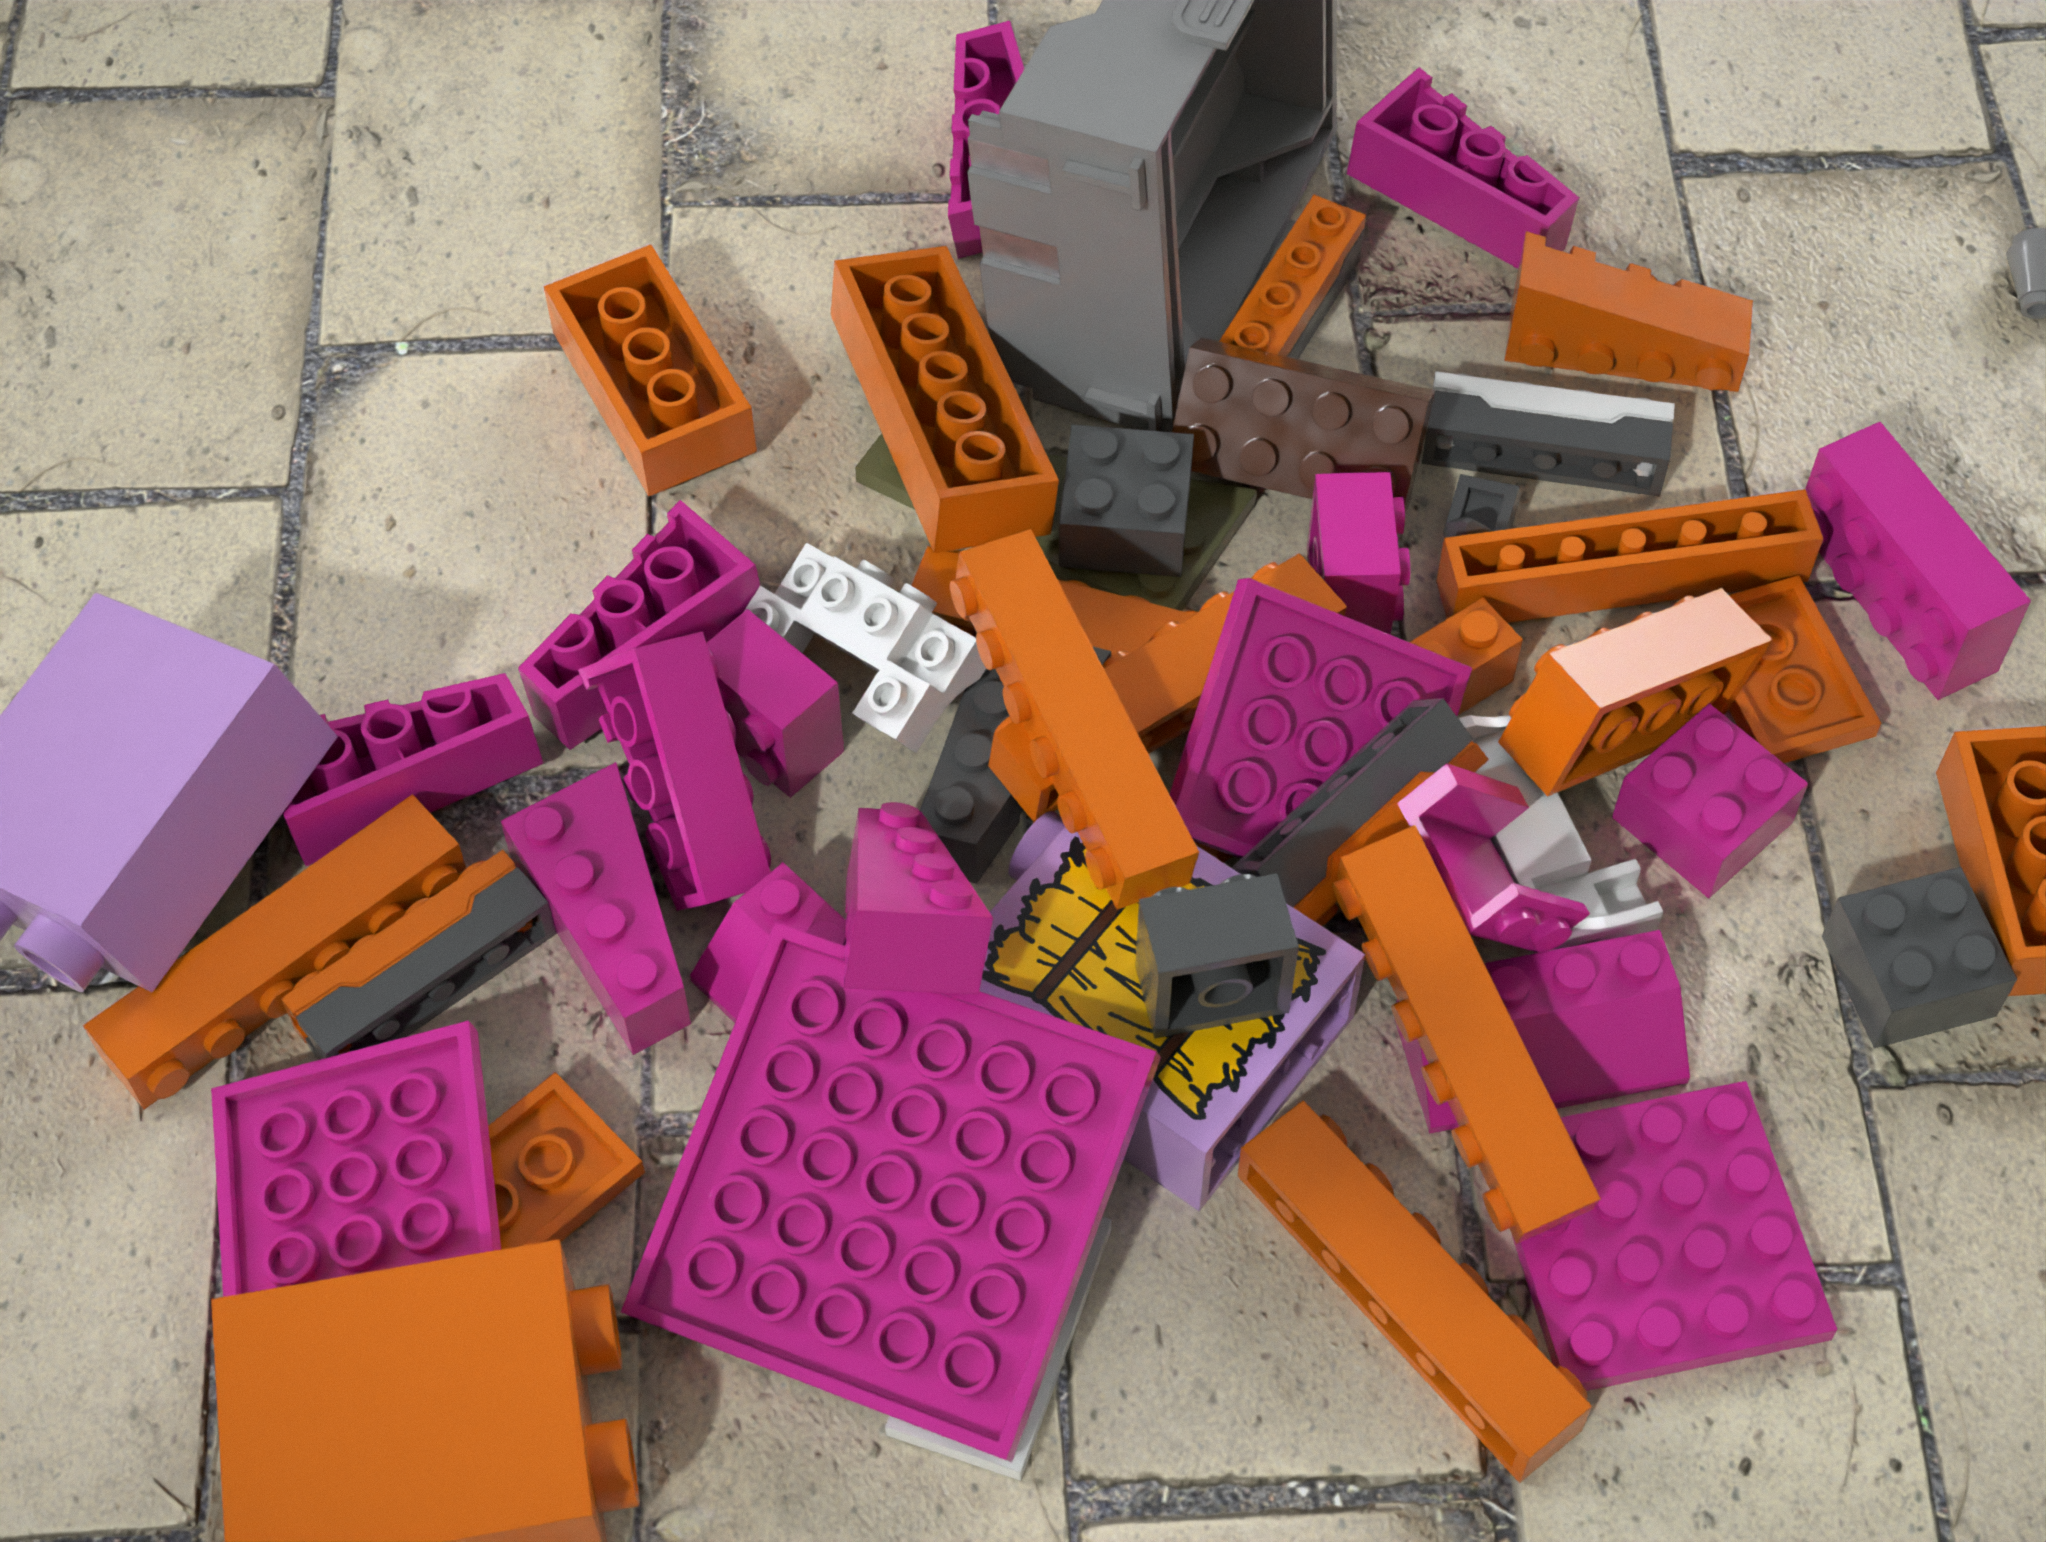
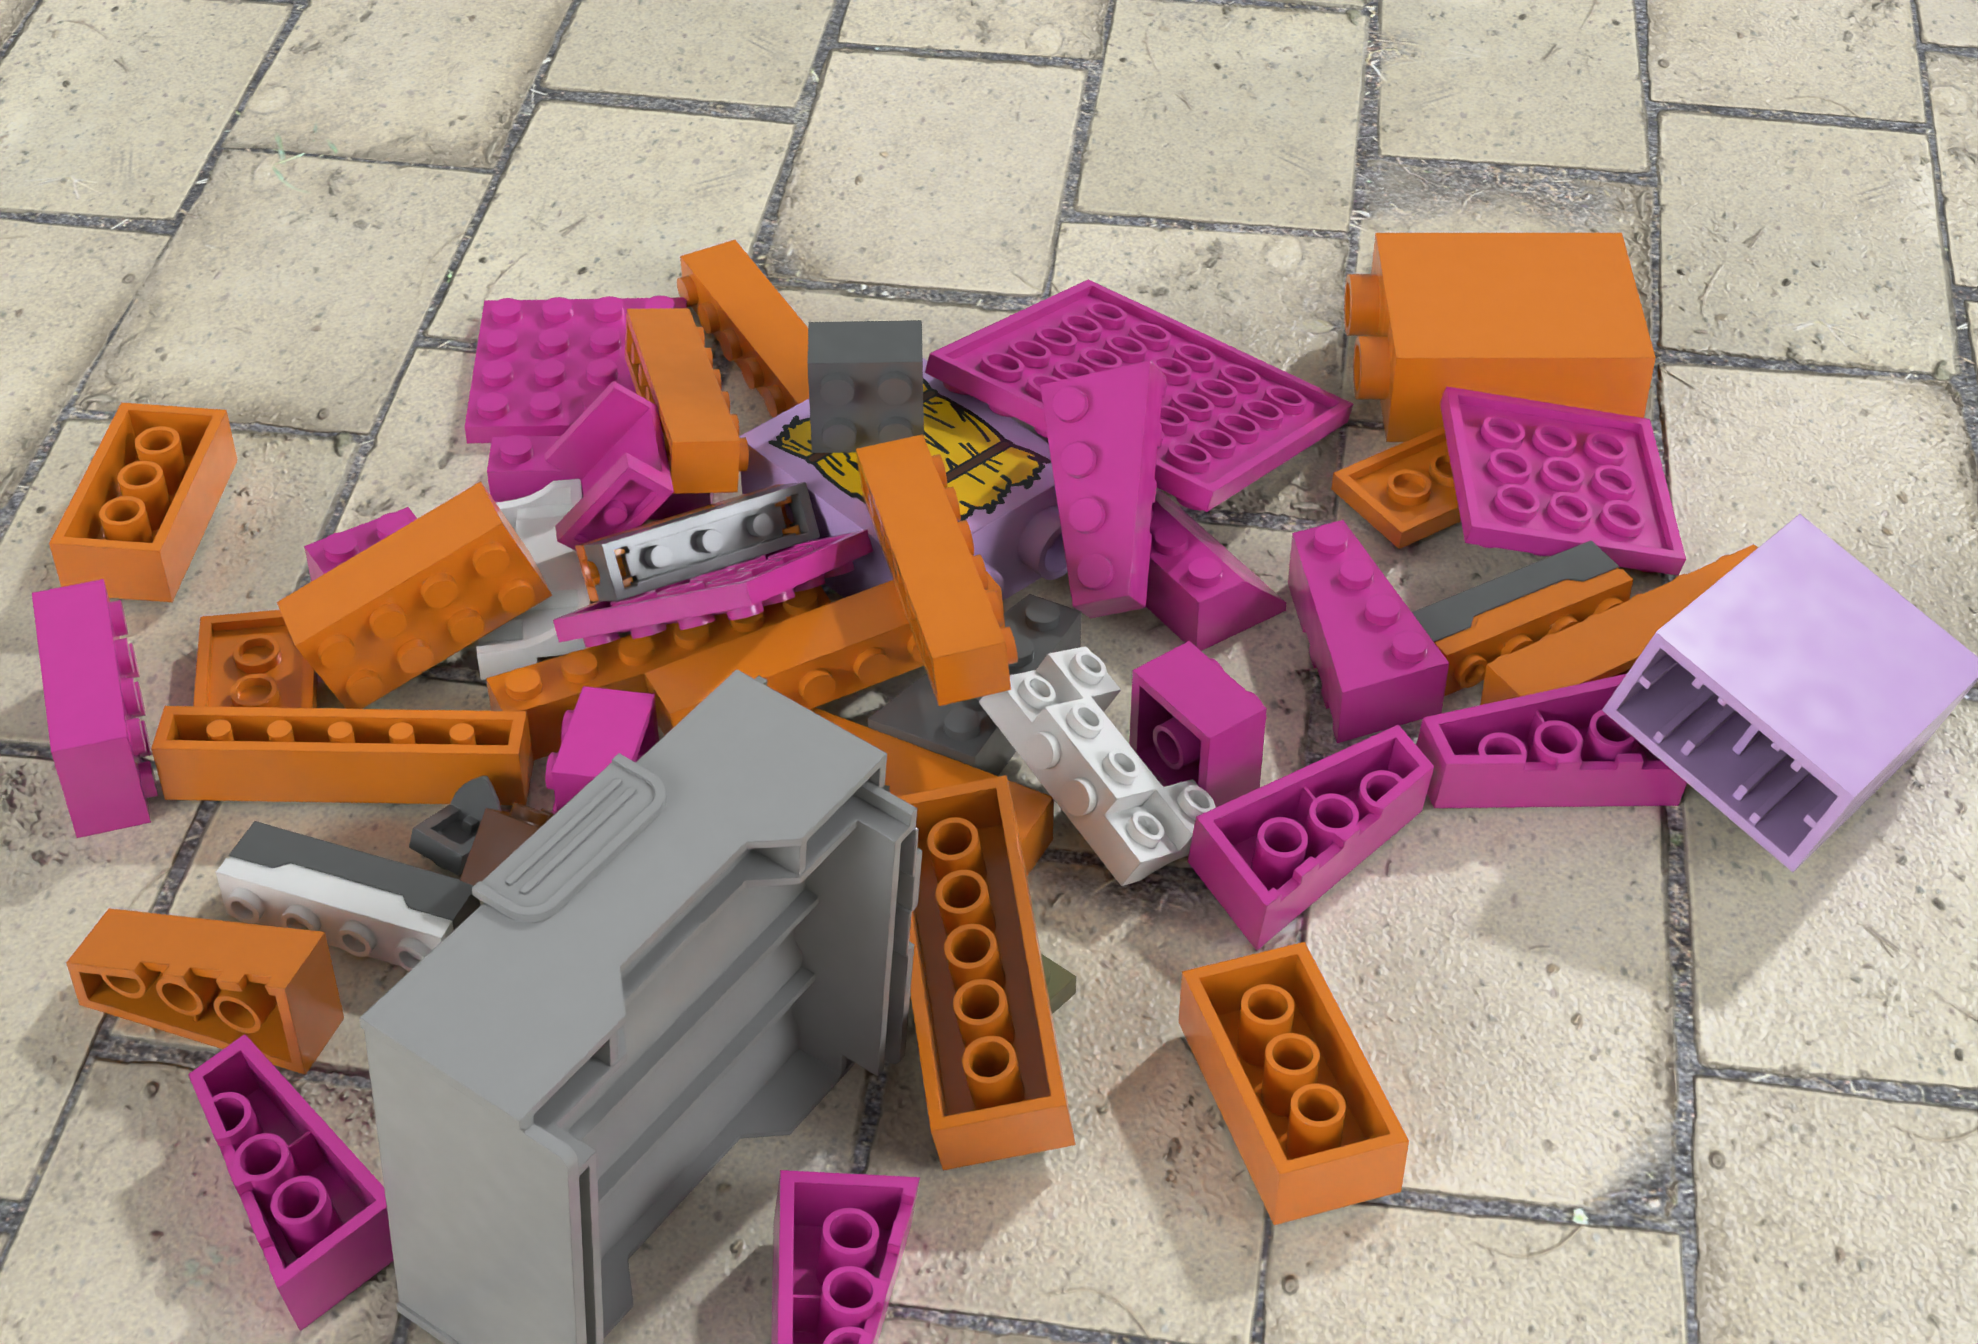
camera: 170 degrees left, 15 degrees down
(683, 767) = (1291, 671): dark pink wedge -> none
(1918, 957) = (285, 467): dark grey brick -> none

